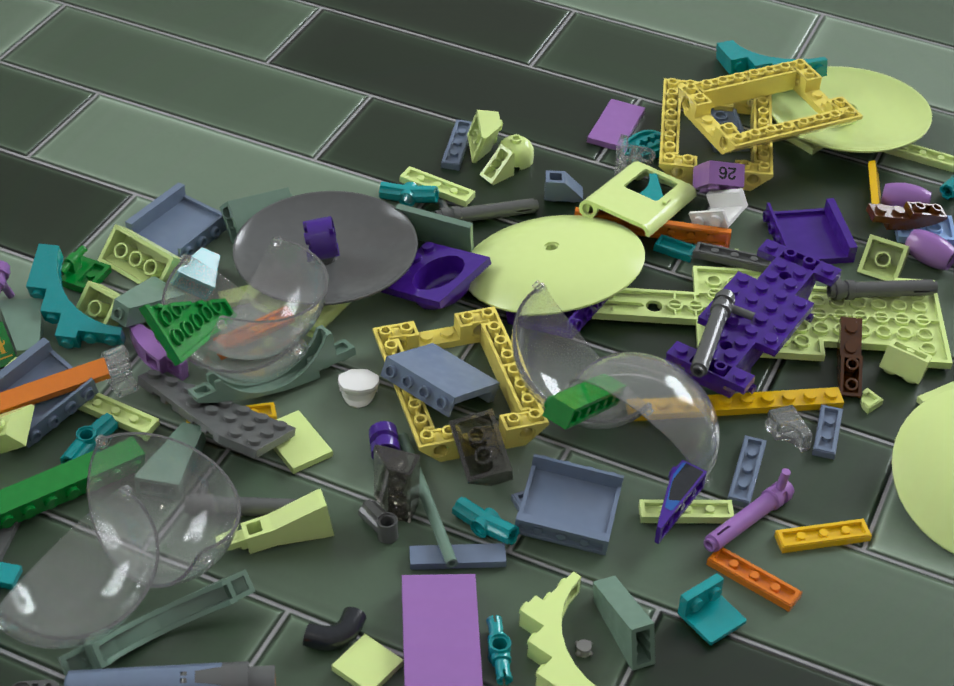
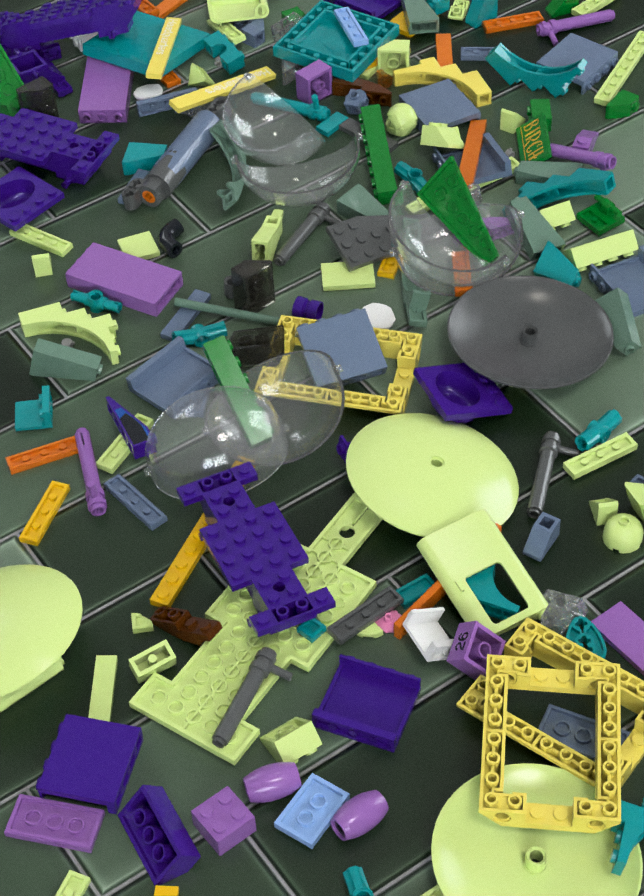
camera: 125 degrees right, 5 degrees up
(321, 237) = (521, 312): dark purple brick -> none
(439, 228) = (526, 418): sand green tile -> none
(720, 311) = (257, 502): dark grey cylinder -> none
(787, 425) = (152, 545): clear arch -> none
(827, 432) = (132, 574): sand blue tile -> none
(874, 183) = (398, 804): yellow tile -> none
(911, 216) = (327, 783): reddish brown slope -> none

